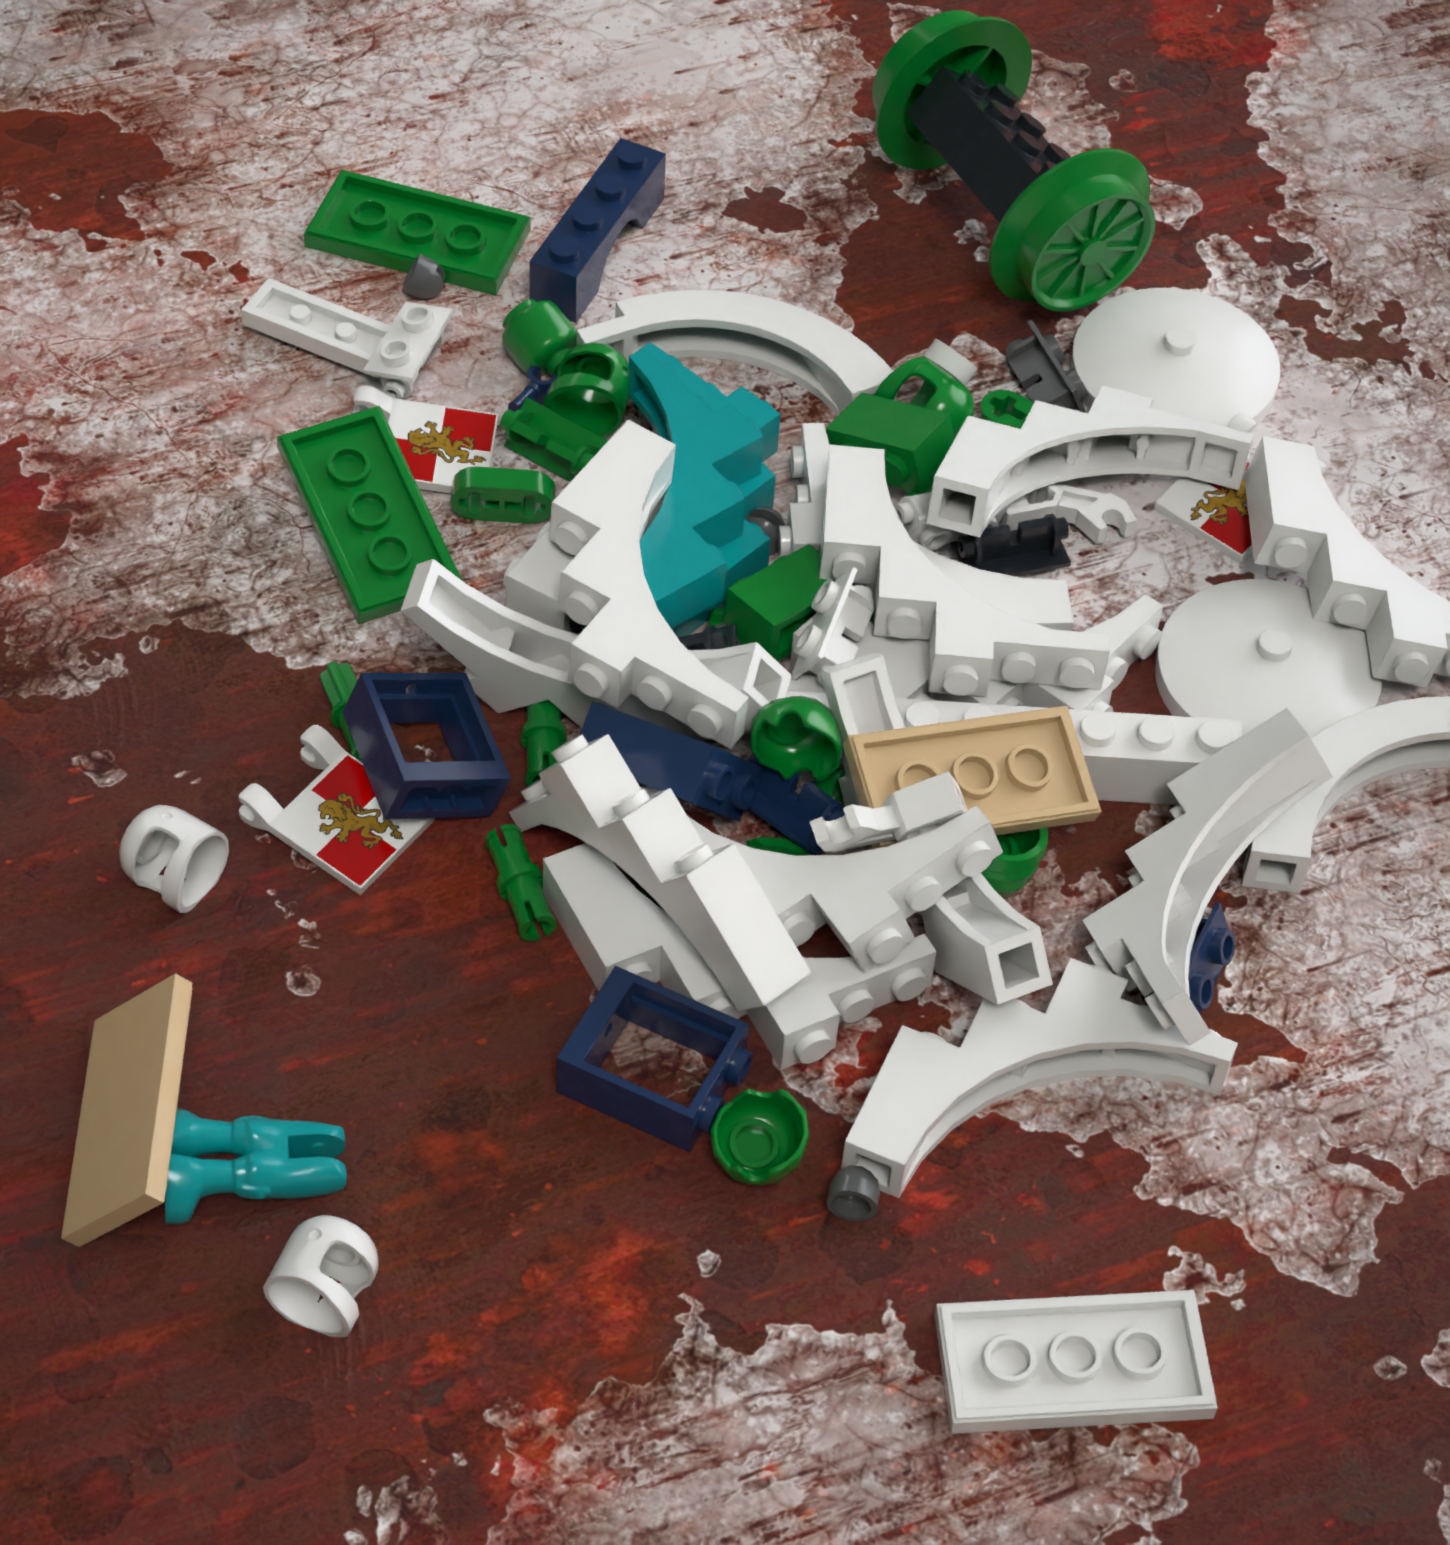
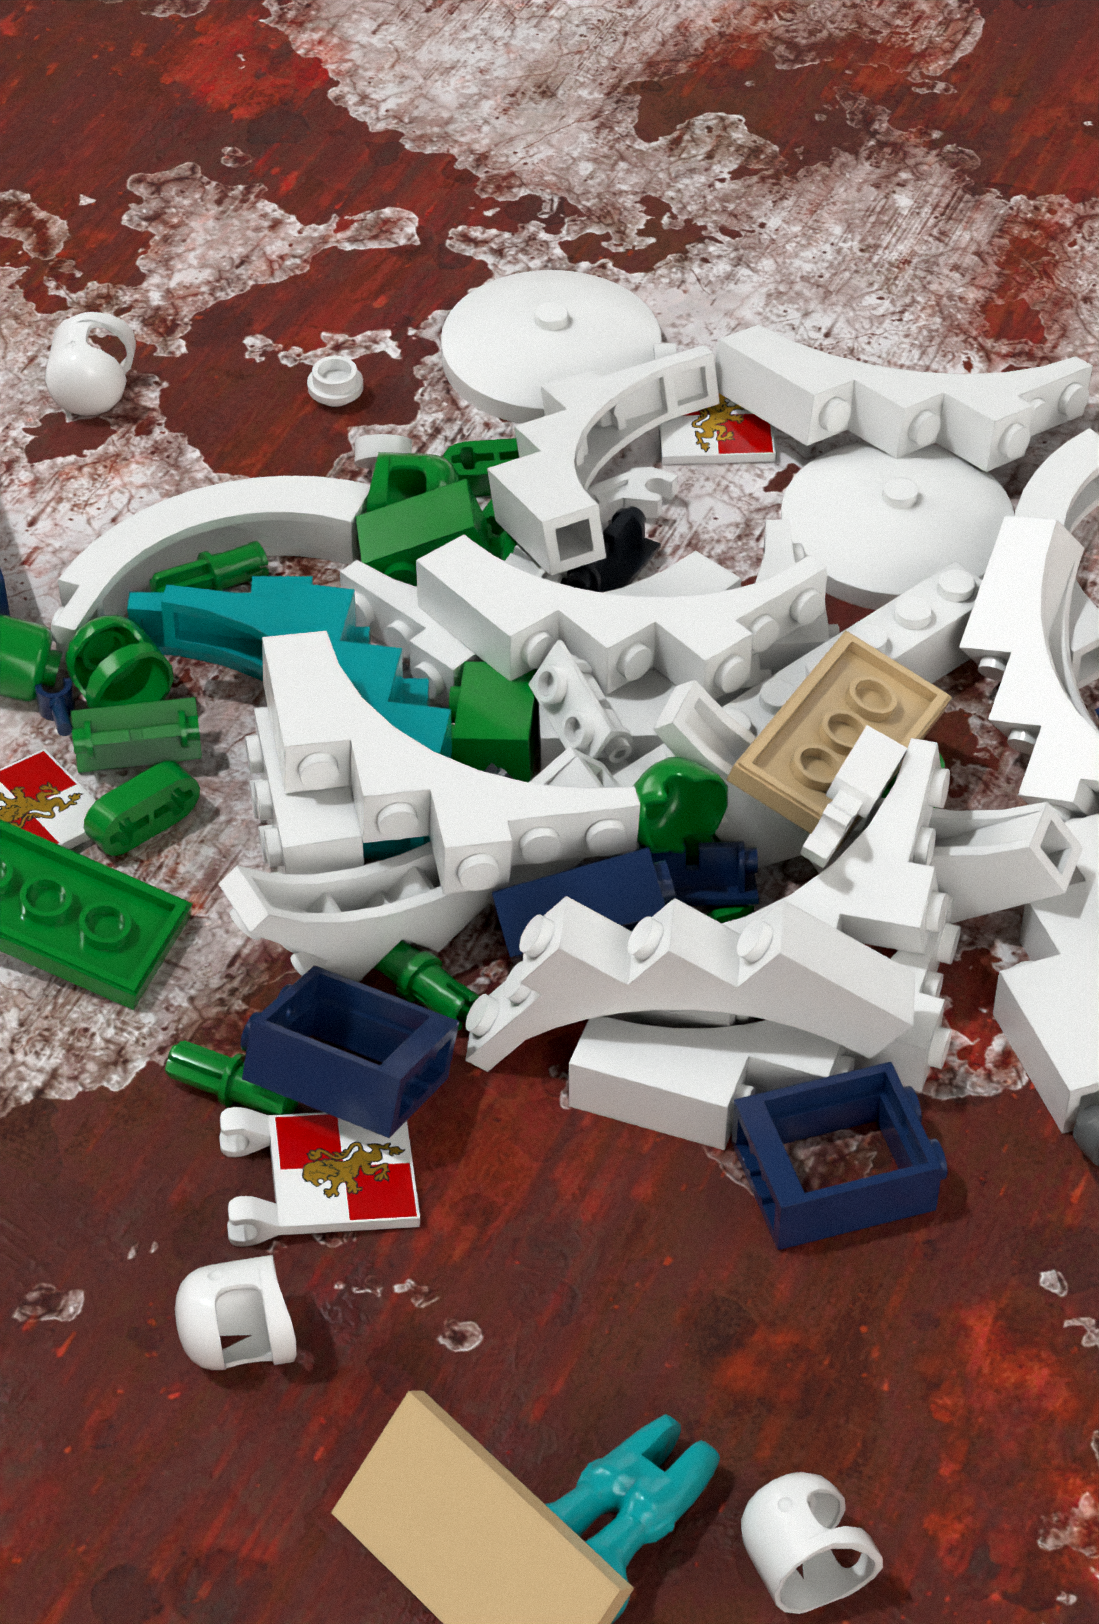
camera: 40 degrees left, 5 degrees down
(520, 882) = (549, 1106): green pin -> none
(734, 368) = (215, 570): none -> green axle
(760, 1136) = (995, 1143): green hair -> none
(808, 177) = (82, 376): none -> white helmet
(980, 293) = (335, 381): none -> white plate
(1041, 359) = (451, 402): dark grey hinge -> none
(1065, 221) = (156, 229): green brick -> none

